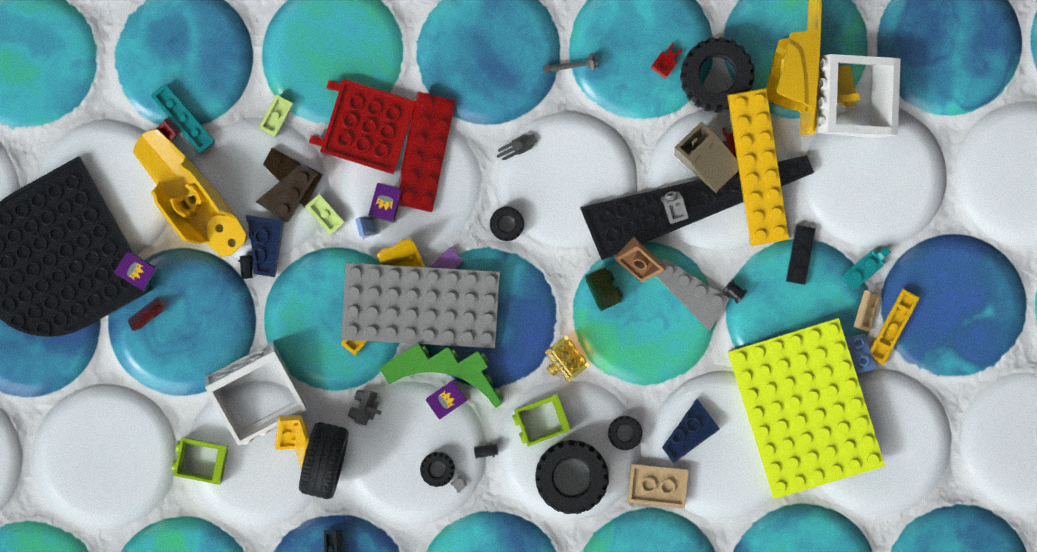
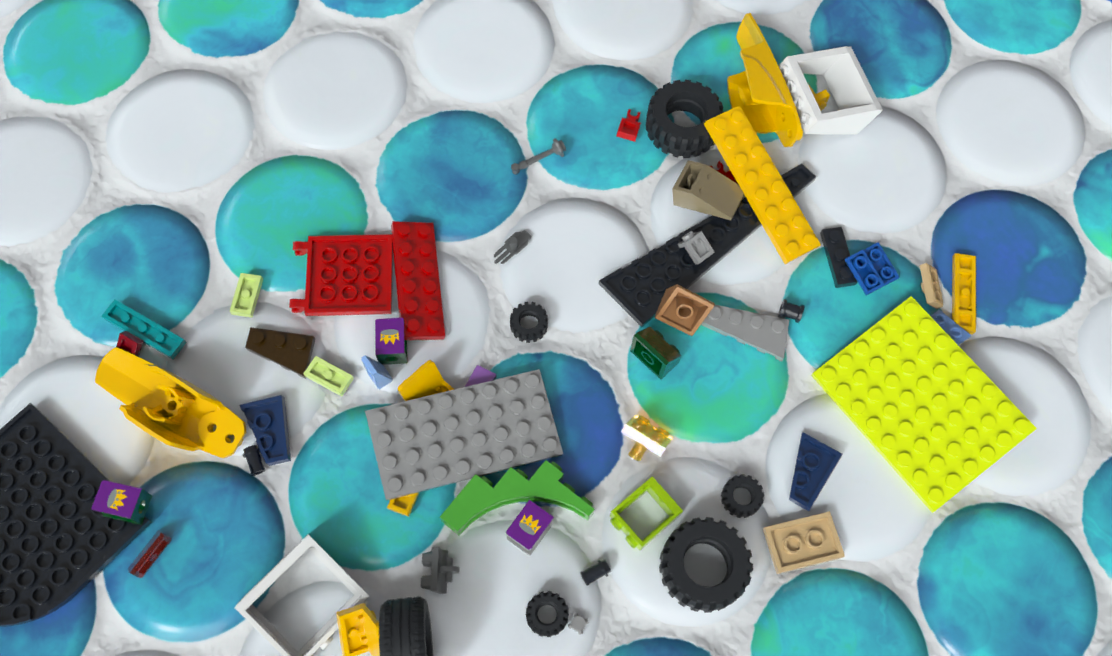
camera: 25 degrees left, 20 degrees down
(288, 193) = (281, 366): dark brown wing -> none
(822, 277) = (872, 268): none -> blue slope
(865, 267) = (908, 247): teal hinge -> none

